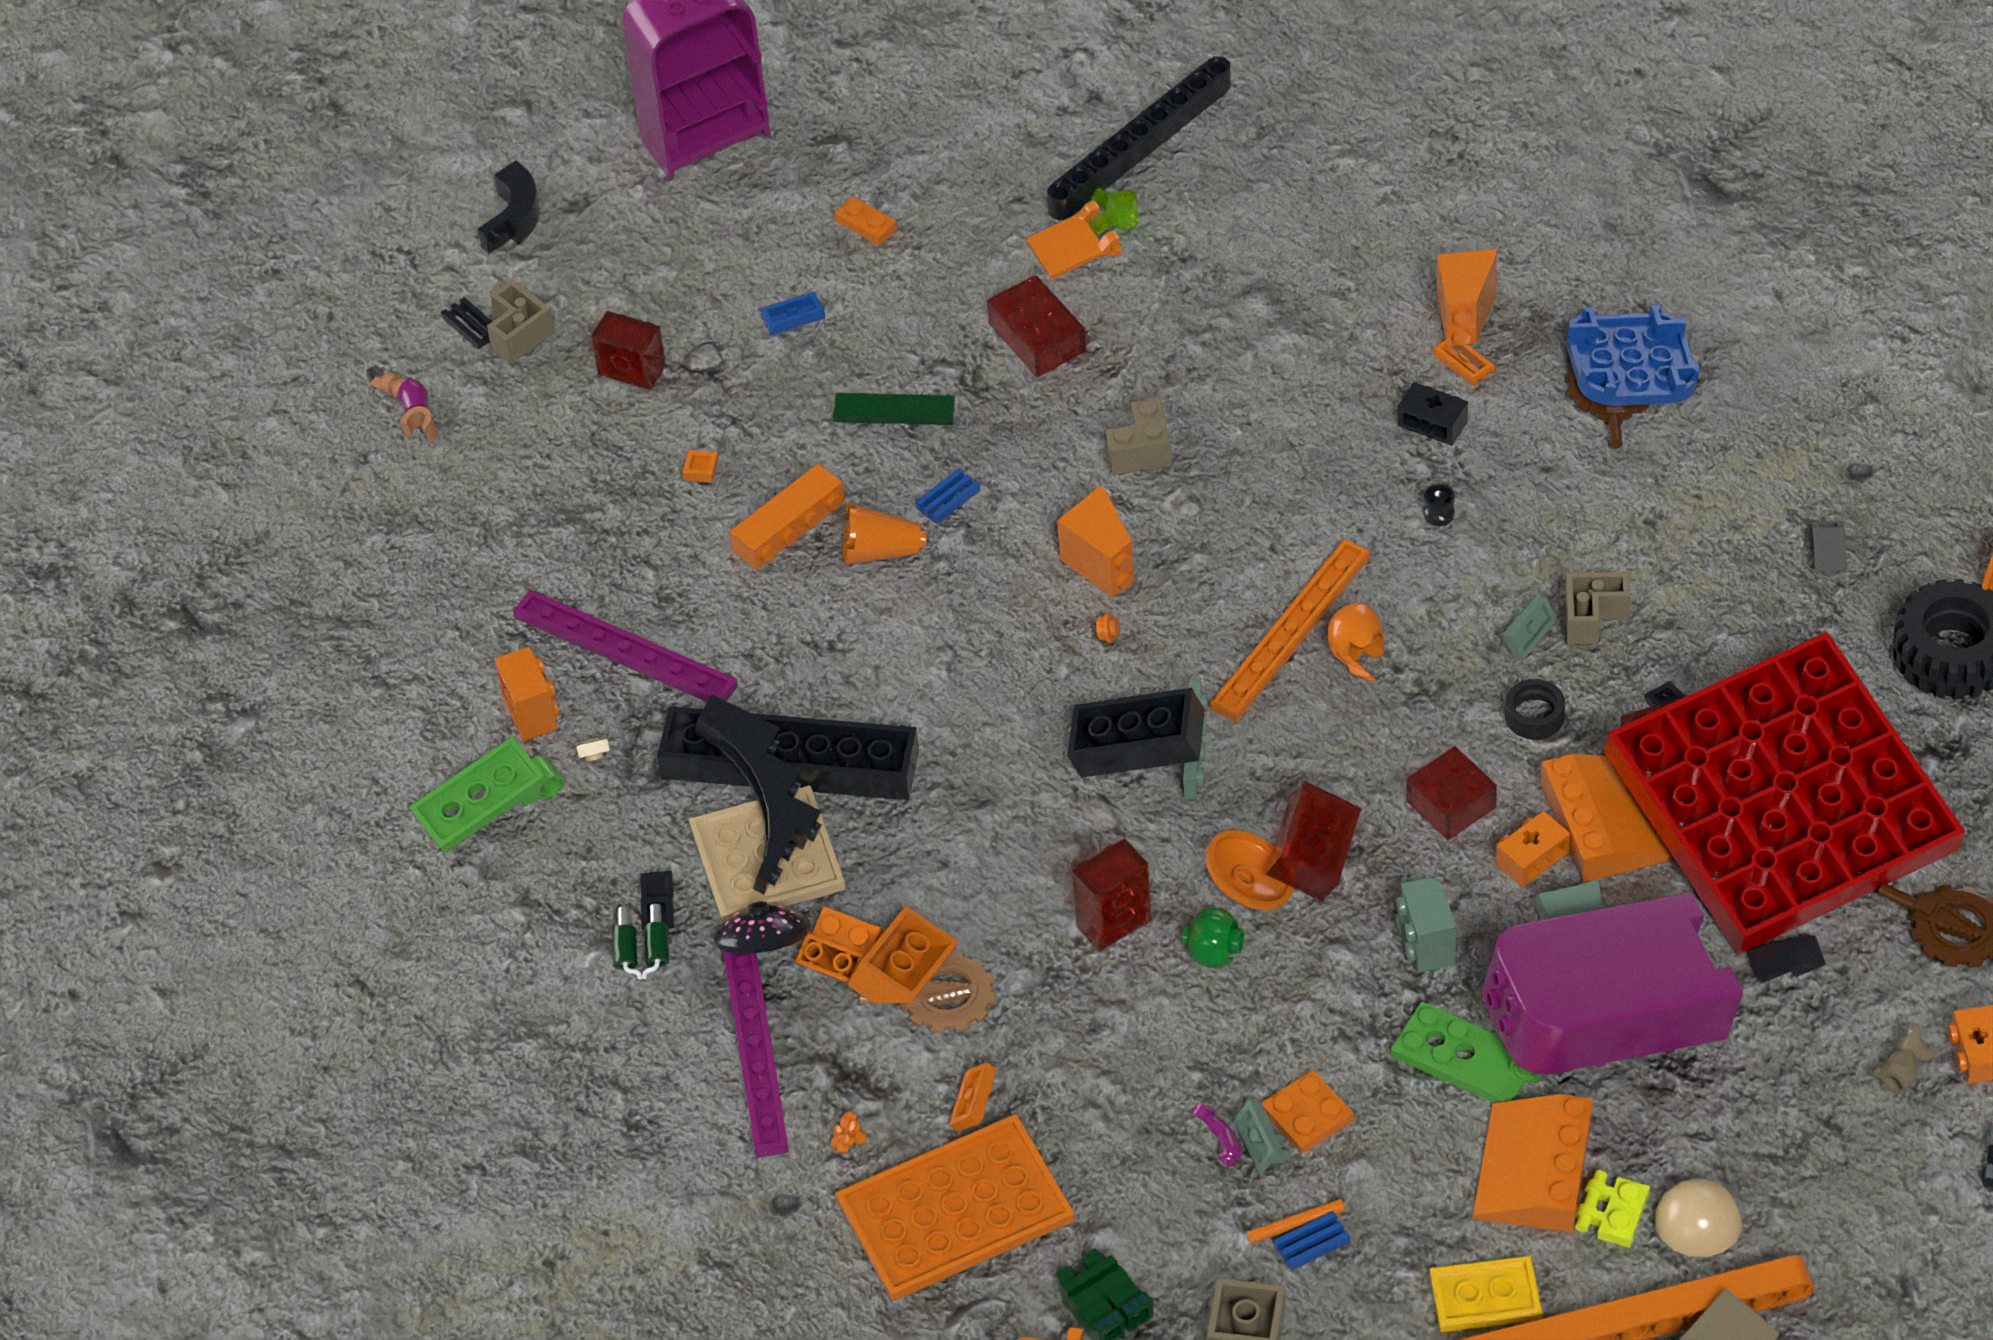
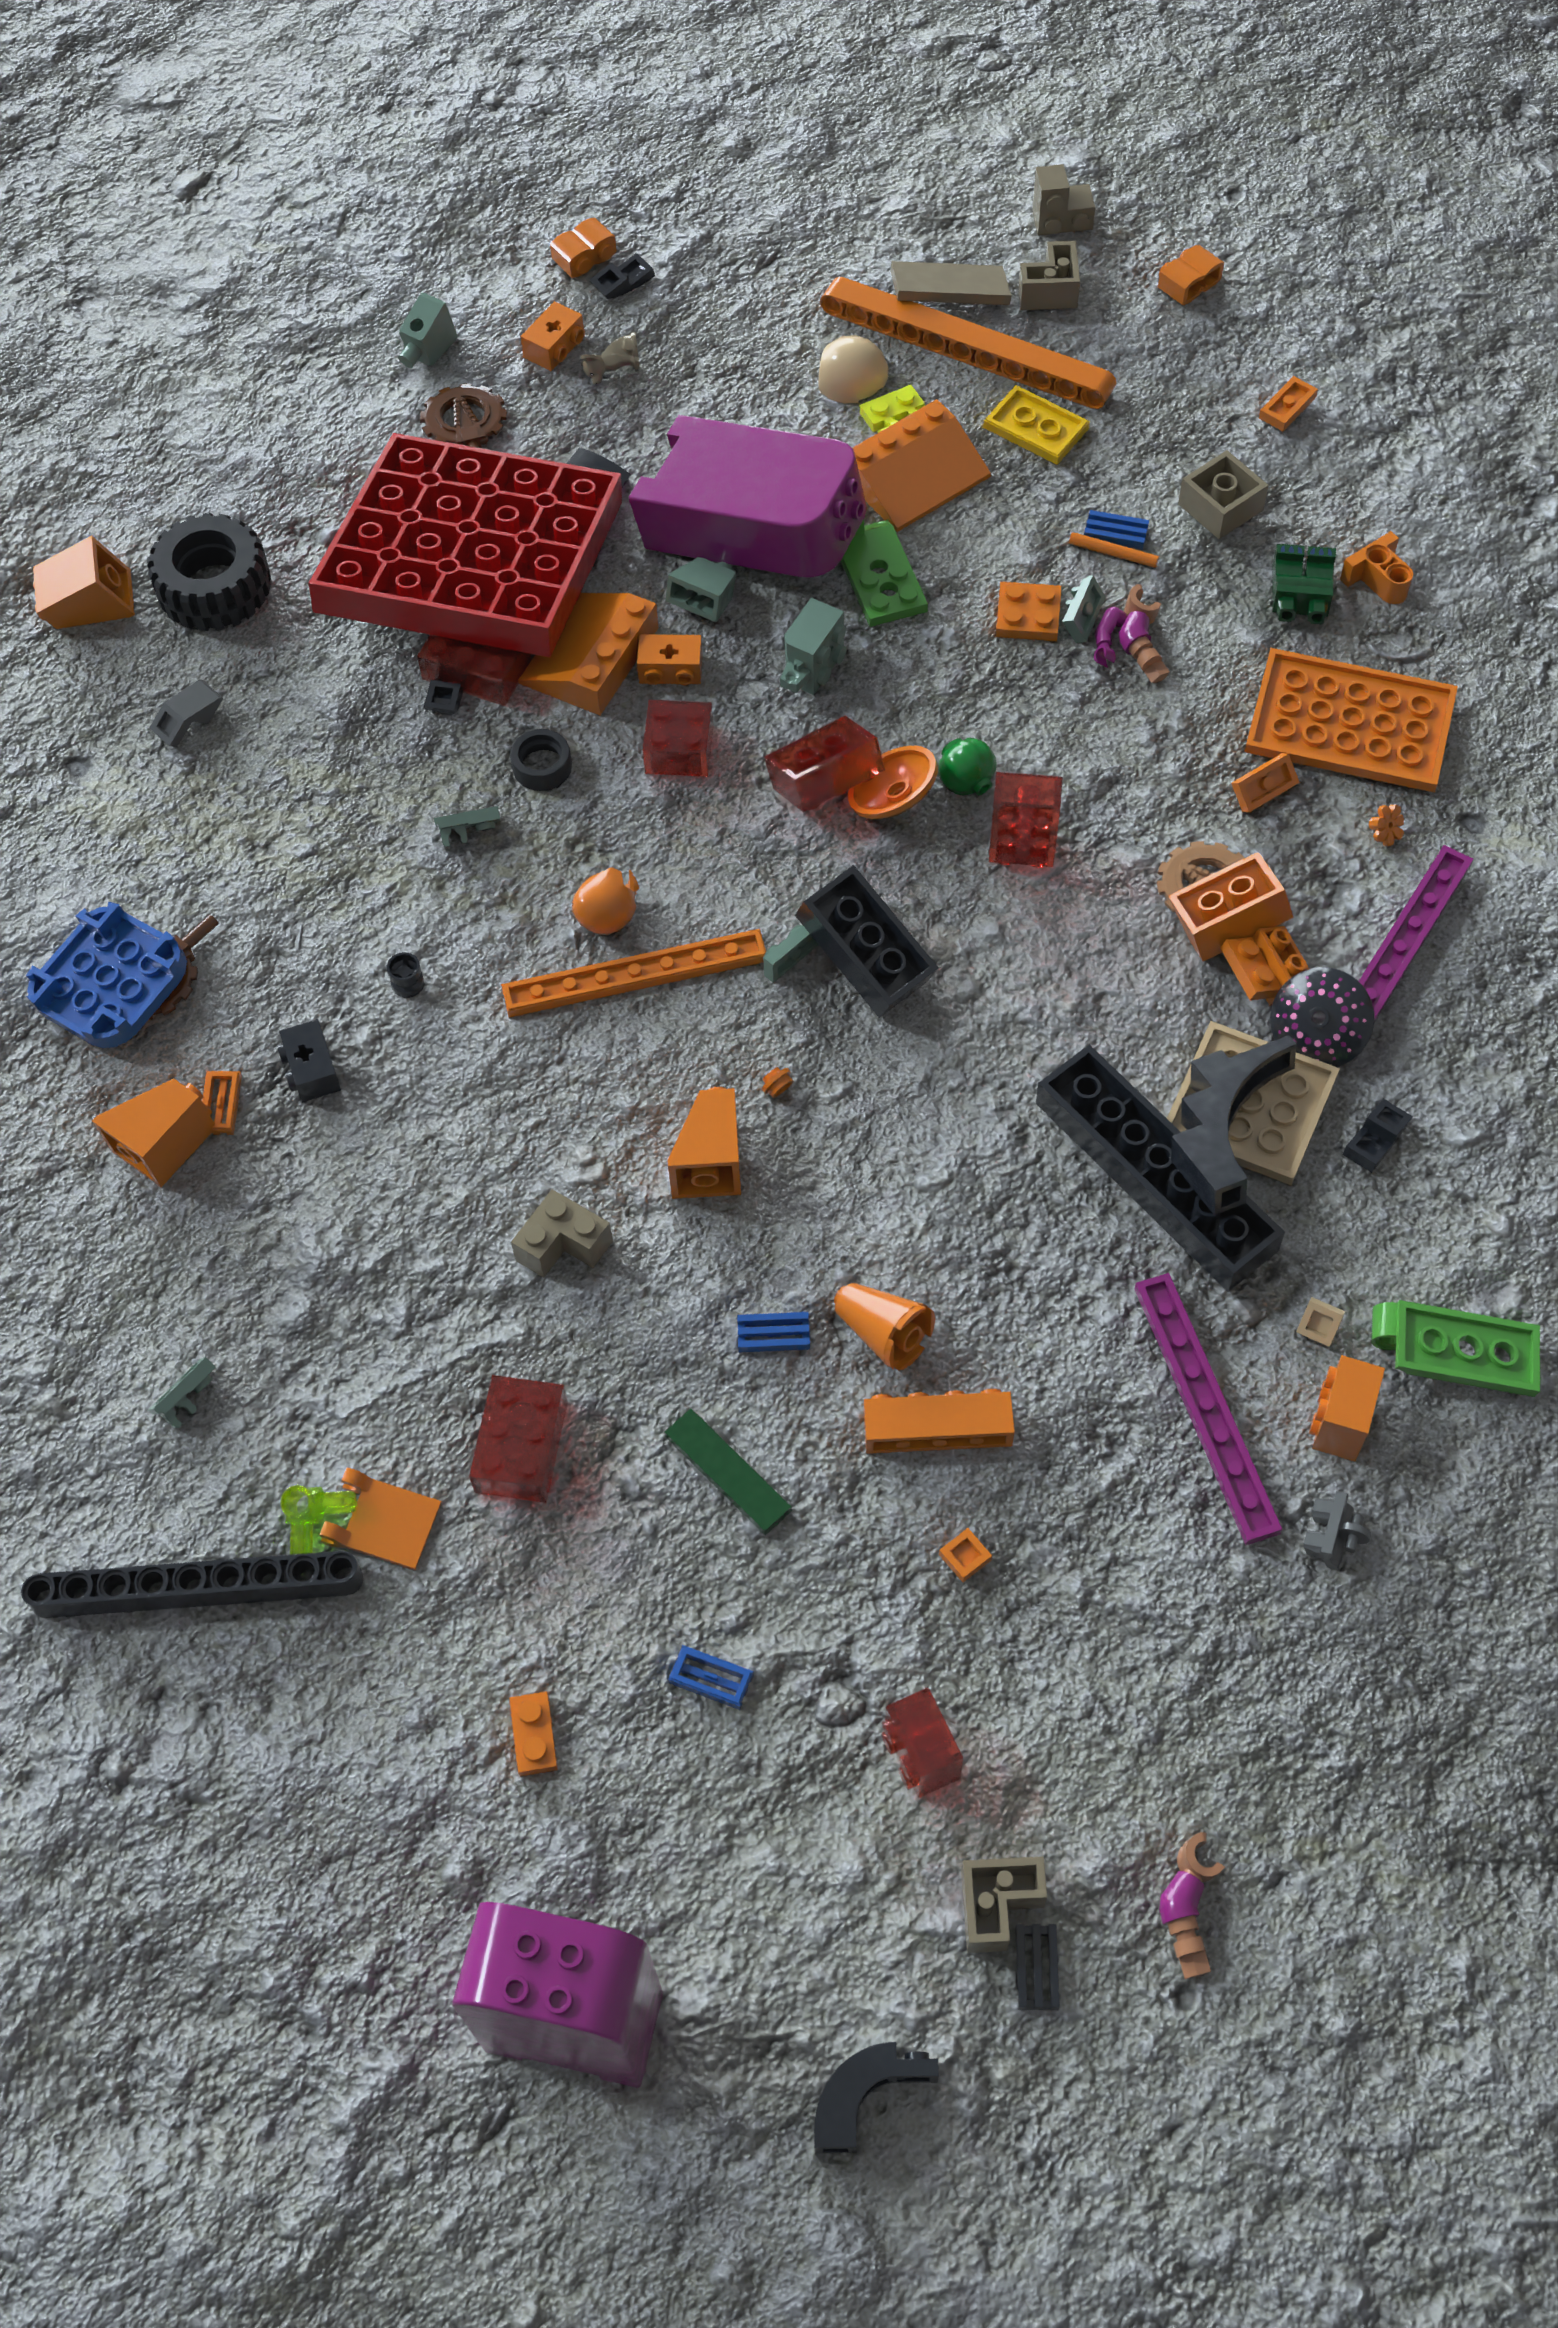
camera: 140 degrees left, 10 degrees up
(475, 636) = (1340, 1529): none -> dark grey hips
(625, 942) = (1440, 1108): dark green piece -> none
(1198, 1147) = (1135, 635): none -> nougat piece
(1269, 207) = (194, 1379): none -> sand green plate
(1592, 599) = (407, 797): dark tan brick -> none

